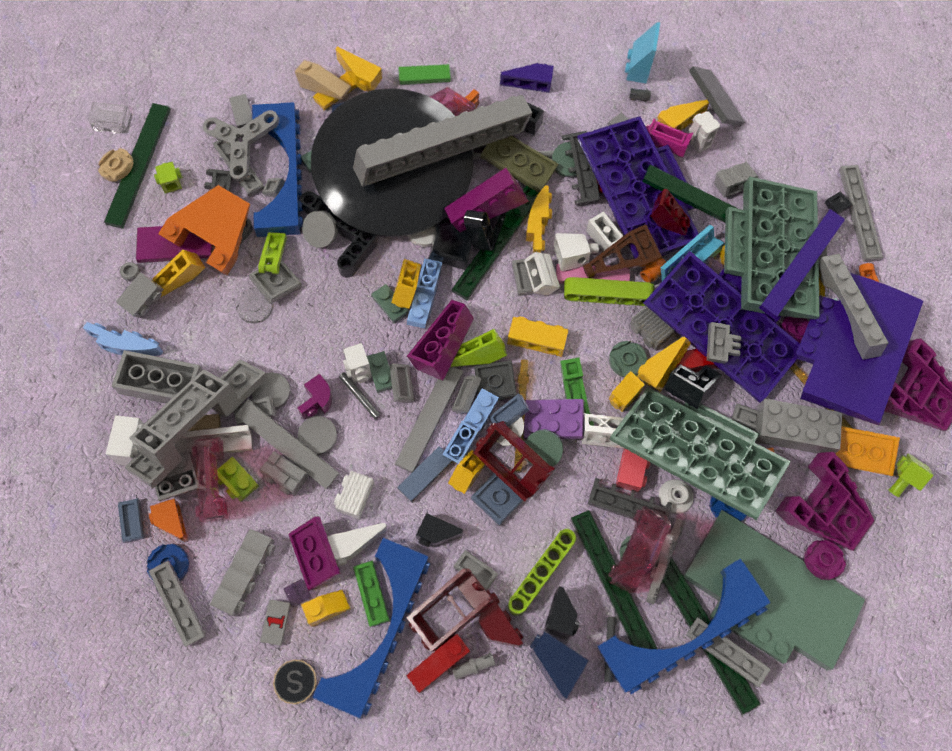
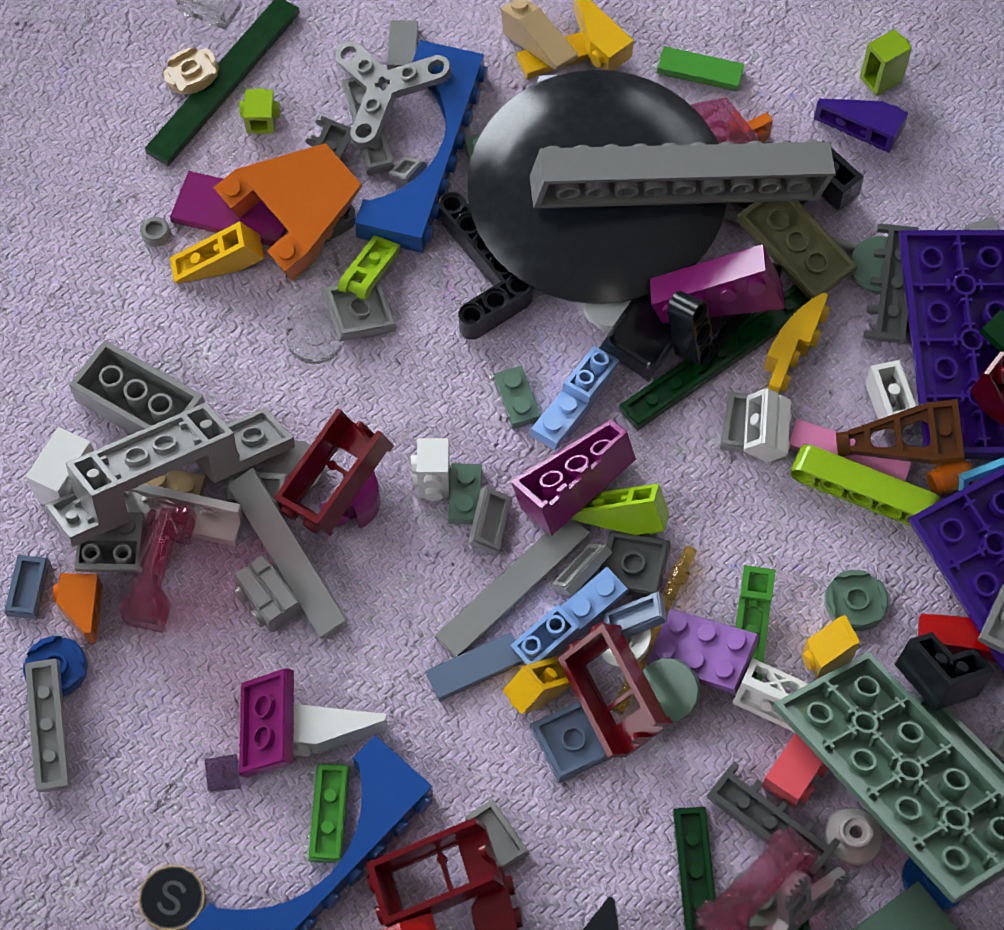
camera: 25 degrees right, 5 degrees down
(117, 343) = (97, 325): light blue slope -> none
(140, 295) = (156, 269): light grey brick -> none
(237, 480) = (195, 578): lime bracket -> none
(242, 573) = (153, 716): light grey brick -> none
(275, 622) = (175, 804): light grey tile -> none
(300, 361) = (353, 439): none -> dark red door
(318, 434) = (338, 557): light grey tile -> none
(319, 229) = (452, 253): light grey tile -> none
(325, 607) = (254, 807): yellow slope -> none
(354, 494) = (357, 659): white brick -> none
(359, 395) = (420, 519): dark grey bar -> none
(406, 284) = (551, 374): yellow slope -> none
(436, 532) = (459, 757): black slope -> none
(530, 39) = (885, 62): none -> lime piece
(537, 336) = (724, 518): yellow brick -> none
(544, 562) = (603, 858): lime beam -> none
(573, 250) = (831, 406): white torso -> none
(651, 328) = (911, 565): light grey brick -> none
(658, 368) = (894, 626): yellow slope -> none

